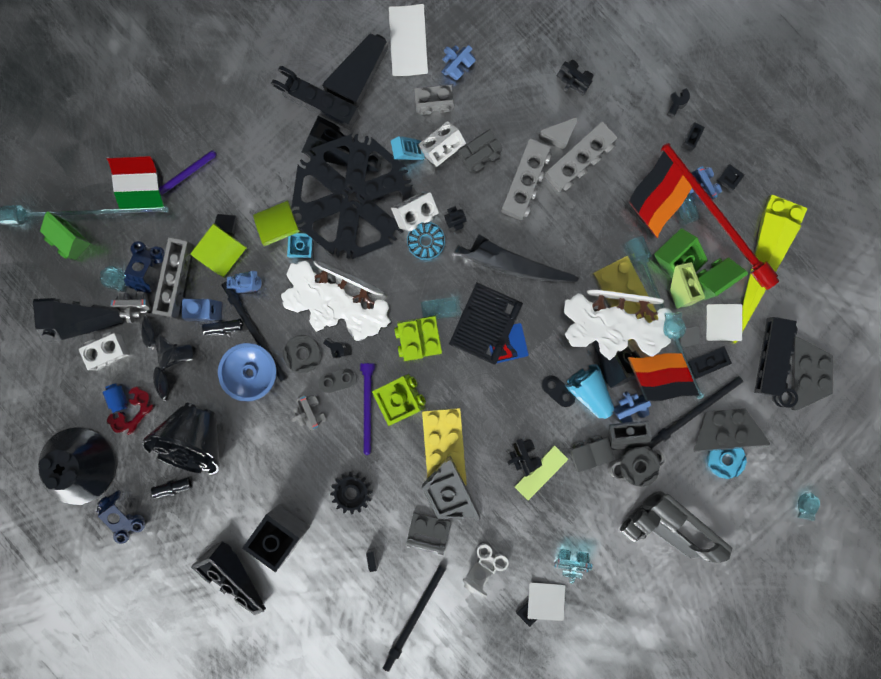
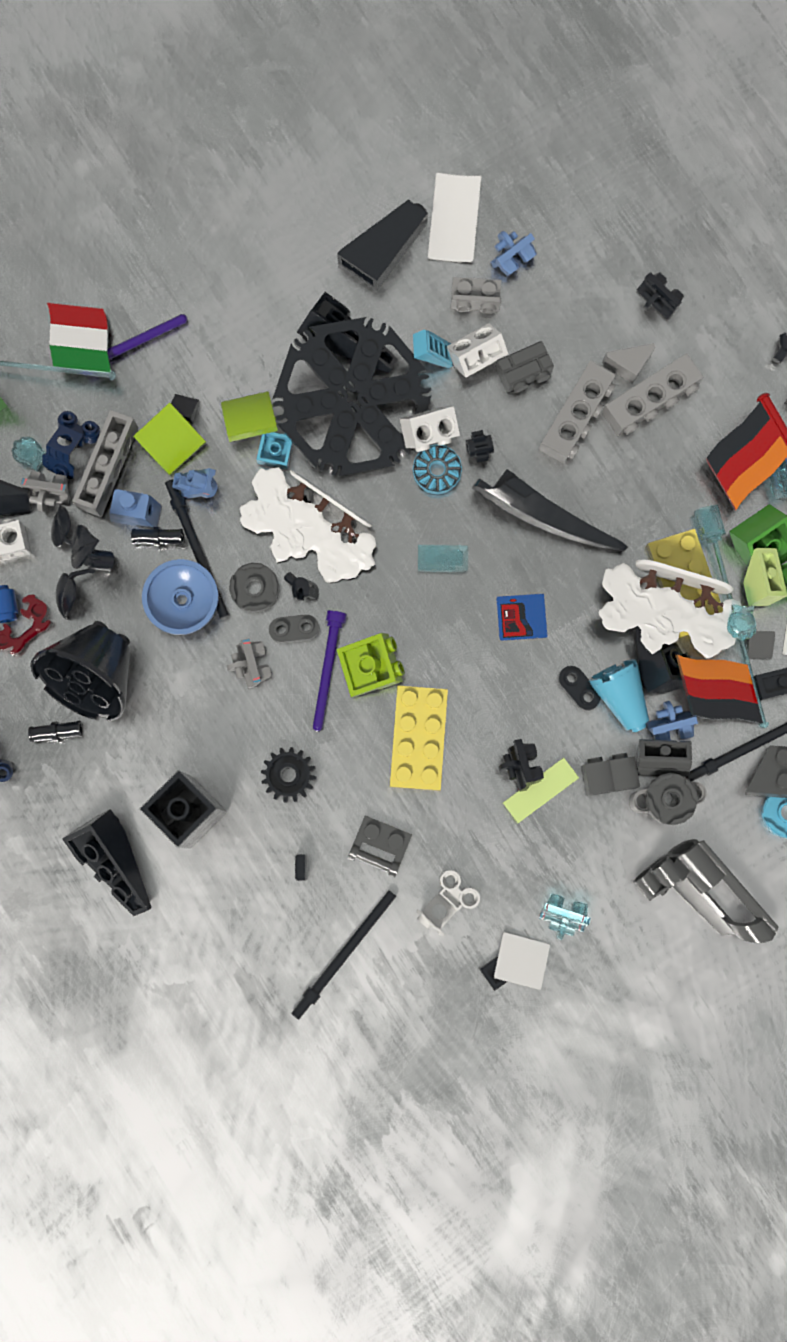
camera: 10 degrees right, 5 degrees down
(316, 99) = (326, 270): black hinge -> none
(418, 338) = (408, 590): lime plate -> none
(449, 494) = (416, 796): dark grey wing -> none
(485, 323) = (497, 586): black window -> none

